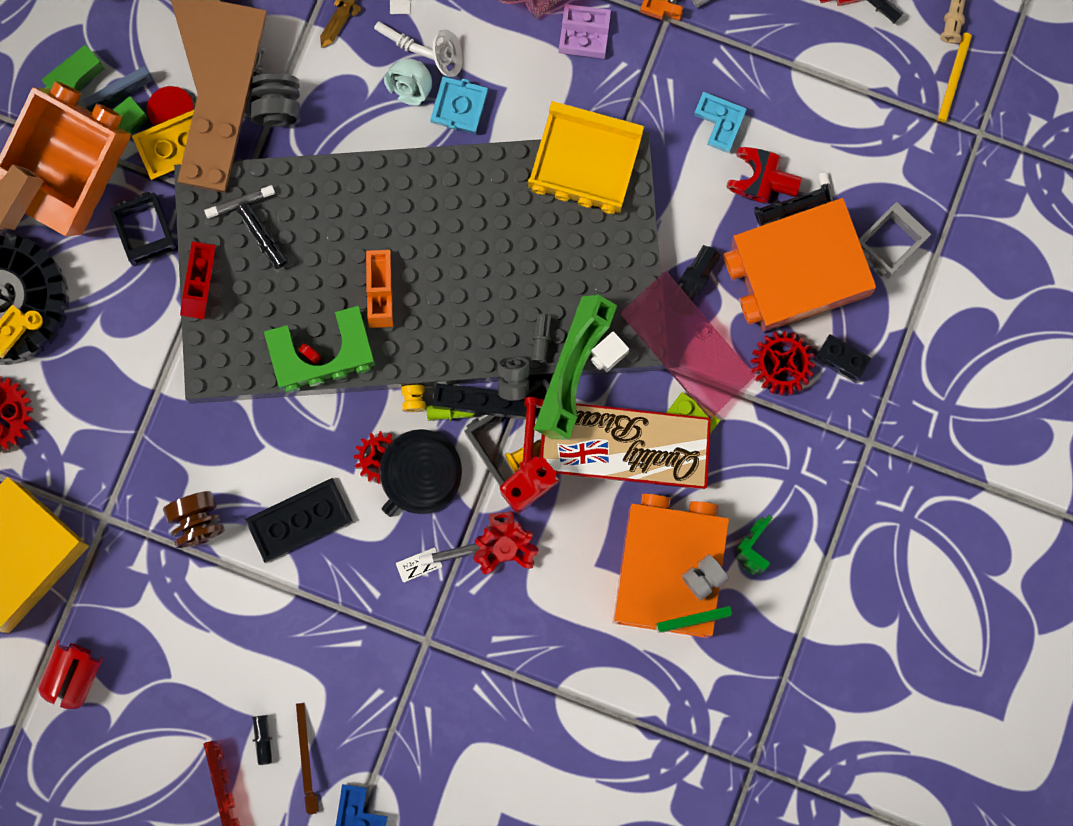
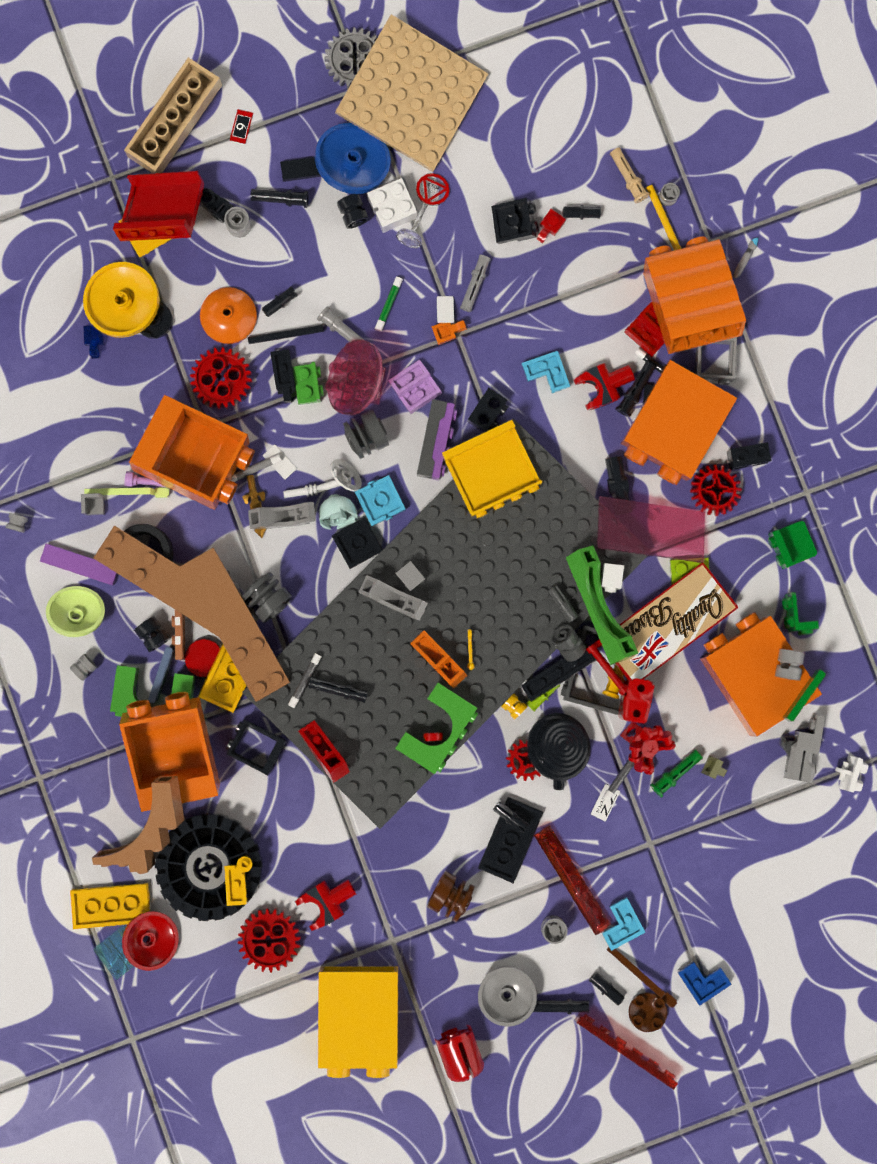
camera: 45 degrees left, 5 degrees up
(51, 23) = (81, 669): none -> light grey wheel
(78, 426) = (327, 901): none -> red connector
(142, 50) = (148, 628): none -> black wheel
(145, 656) = (508, 1010): none -> light grey dish
(164, 71) = (178, 639): none -> nougat plate
(203, 716) = (562, 1006): none -> black pin
(262, 637) = (554, 929): none -> light grey wheel
(280, 797) = (647, 1012): none -> reddish brown dish
(317, 497) = (511, 817): none -> black axle
(322, 607) = (572, 879): none -> clear red plate
(335, 698) = (627, 927): none -> medium azure plate
(354, 41) = (281, 516): none -> light grey arch
(386, 193) = (393, 598): none -> light grey arch
(403, 124) = (357, 543): none -> black plate
(404, 321) = (470, 666): none -> yellow hinge
(421, 188) = (410, 576): none -> light grey panel
(497, 595) = (669, 779): none -> green pin
(503, 32) = (365, 434): none -> dark grey wheel
(549, 620) = (713, 768): none -> olive tile
(566, 88) = (435, 439): none -> piece
(629, 102) = (484, 409): none -> black brick
(647, 678) = (801, 750): none -> light grey plate
(675, 740) = (850, 773): none -> white hips
(811, 477) = (792, 544): none -> green bracket
(853, 165) = (646, 331): none -> red slope
(919, 162) = (693, 294): none -> orange brick
(981, 51) = (669, 190): none -> light grey wheel
(1003, 175) = (745, 258): none -> light grey piece

